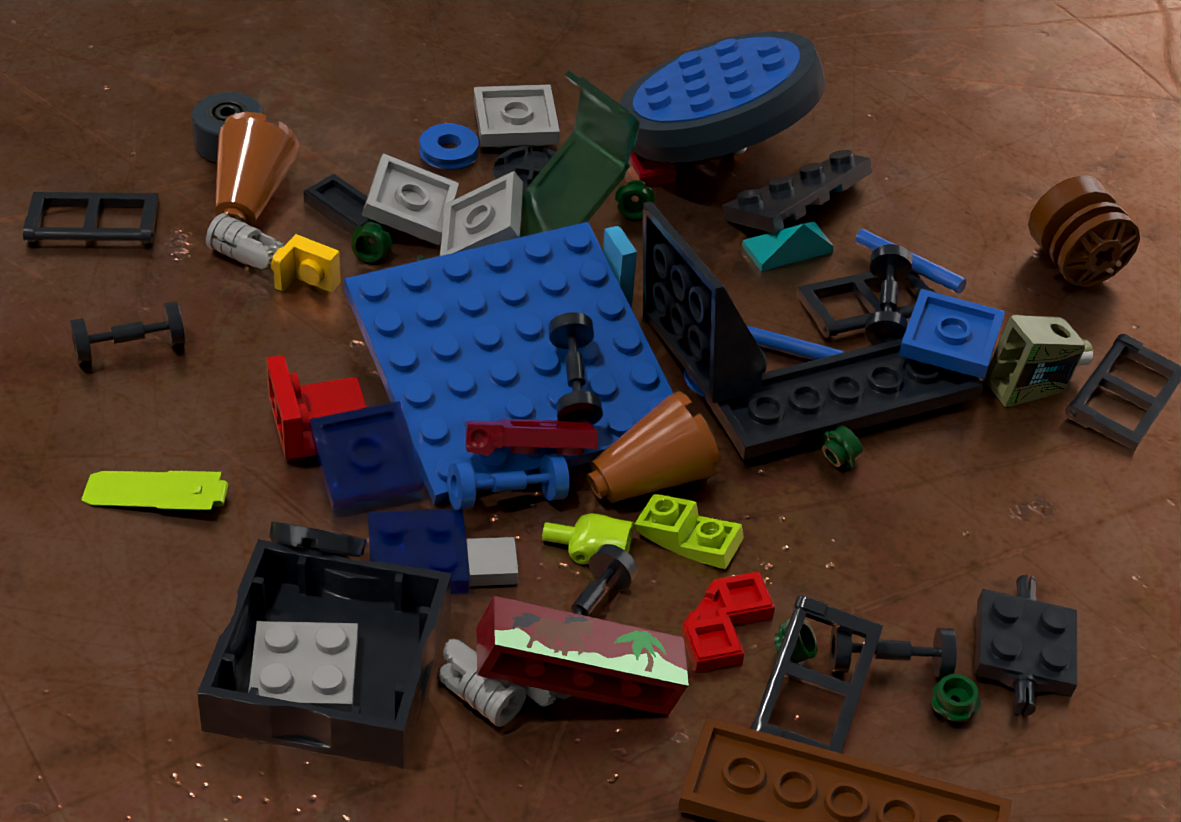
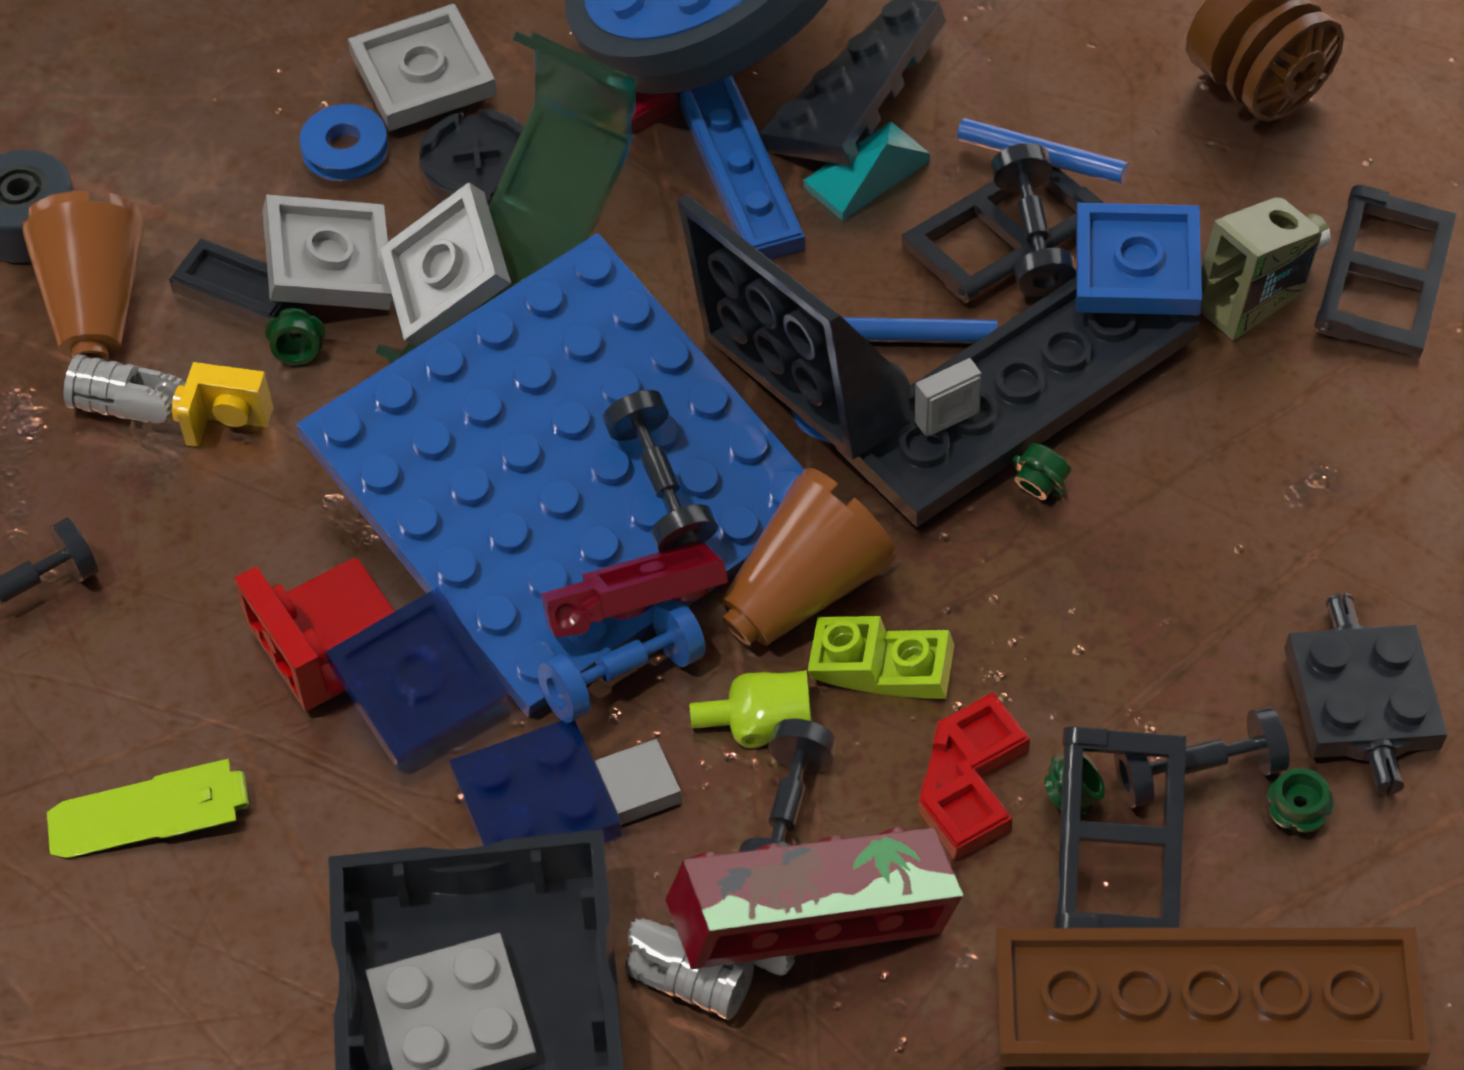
camera: 10 degrees left, 10 degrees up
(317, 539) = (422, 823): black tile -> none
(621, 258) = (661, 276): dark azure tile -> none
(630, 208) = (645, 168): dark green plate -> none
(703, 217) = (741, 168): none -> blue tile
(790, 379) = (947, 397): none -> light grey tile

